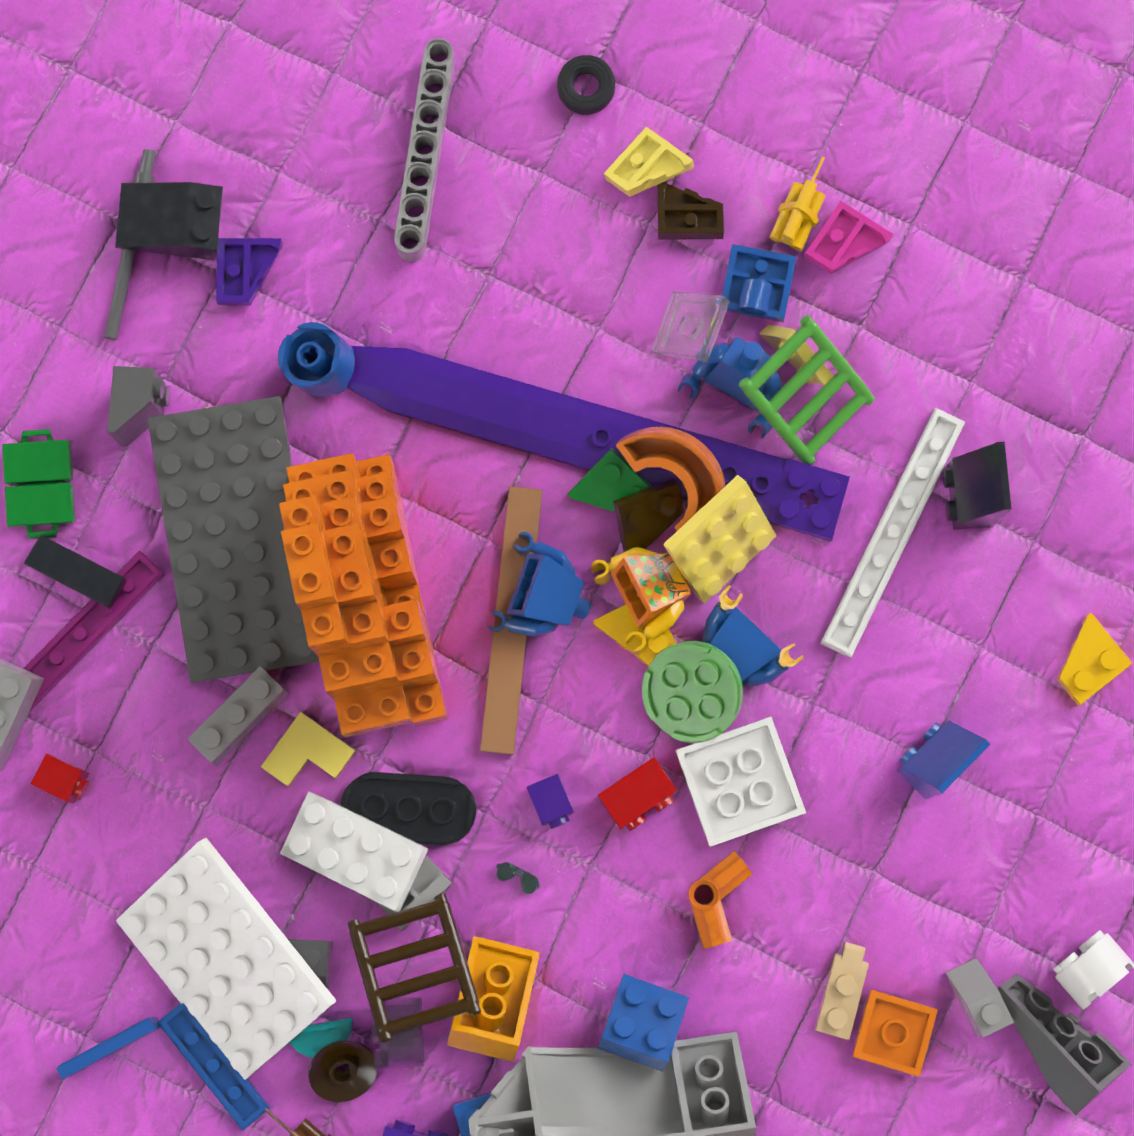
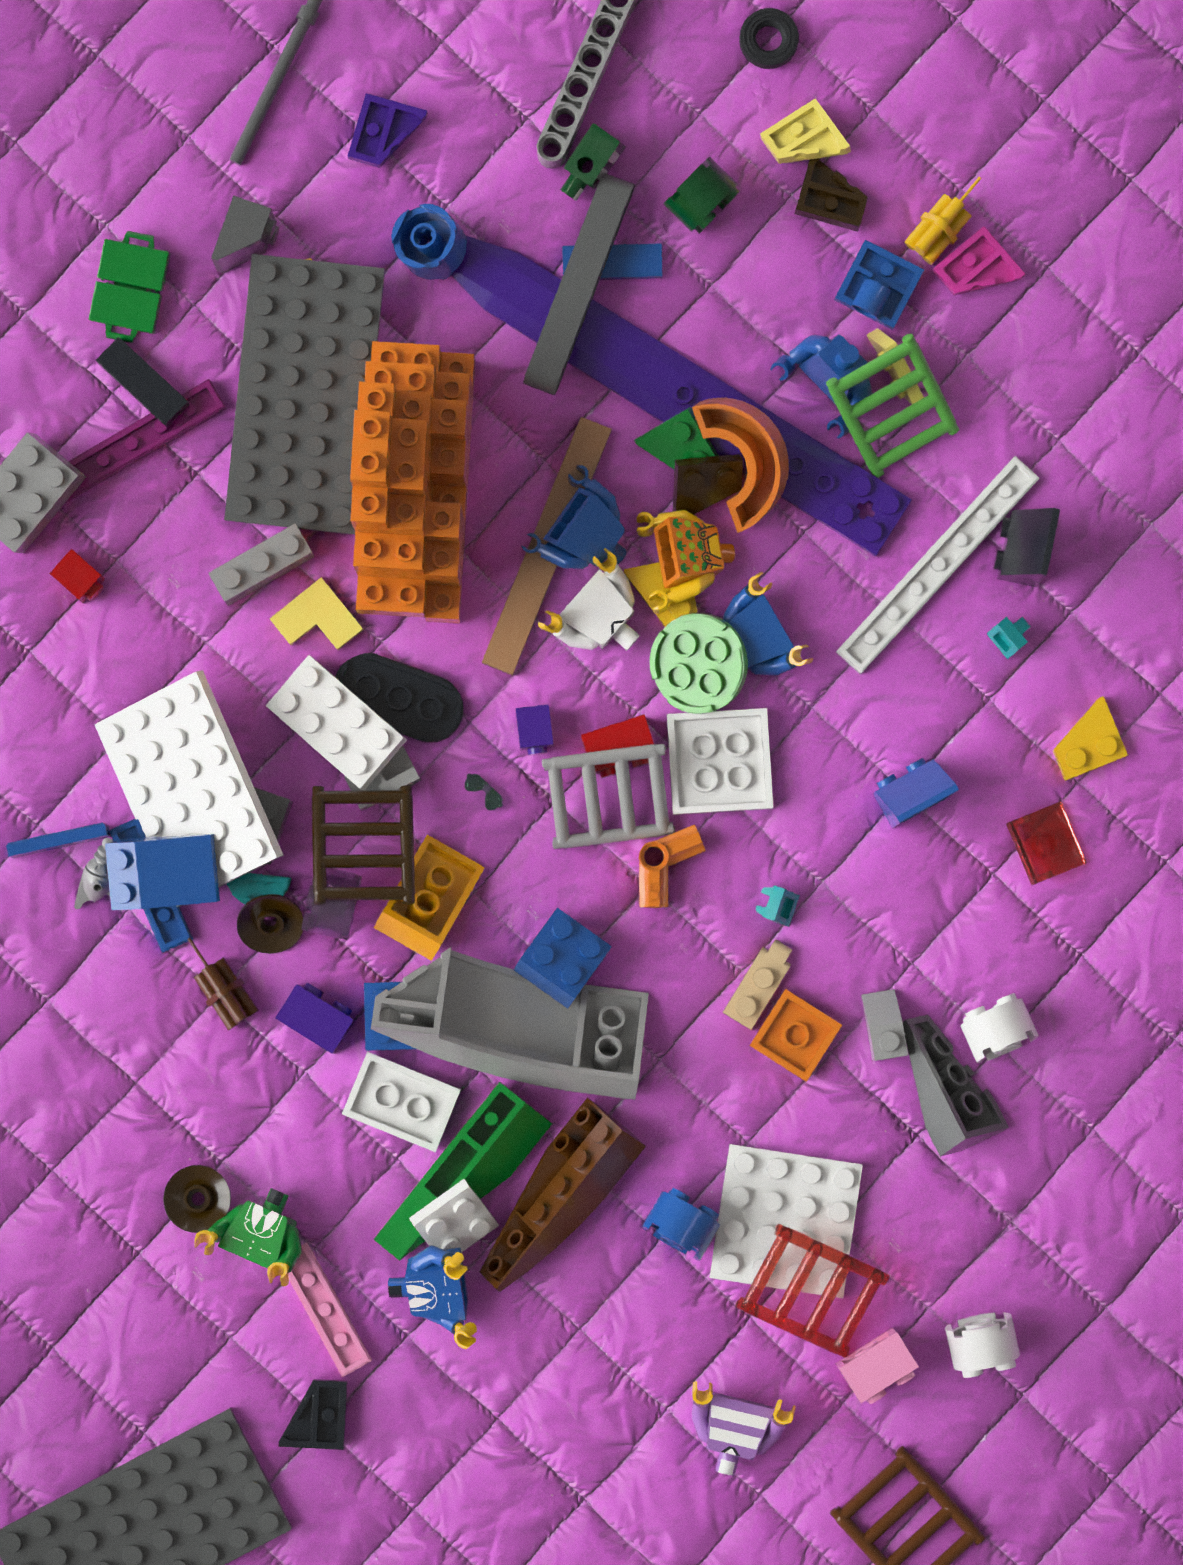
camera: 15 degrees right, 5 degrees up
(161, 1073) = (94, 879): none -> light grey piece
(170, 218) = (324, 61): black slope -> none
(219, 1051) = (162, 871): none -> blue slope
(452, 227) = (595, 147): none -> dark green torso
(471, 360) = (579, 284): none -> dark grey beam
(497, 332) = (628, 261): none -> blue tile
(564, 244) = (701, 194): none -> dark green brick
(579, 668) = (597, 611): none -> torso
(612, 820) = (596, 833): none -> light grey bar
(690, 326) = (799, 309): clear tile -> none
(720, 539) = (766, 526): light yellow plate -> none
(841, 907) = (780, 905): none -> teal tile
(983, 580) = (1009, 636): none -> teal tile
(1081, 771) = (1046, 843): none -> clear red slope

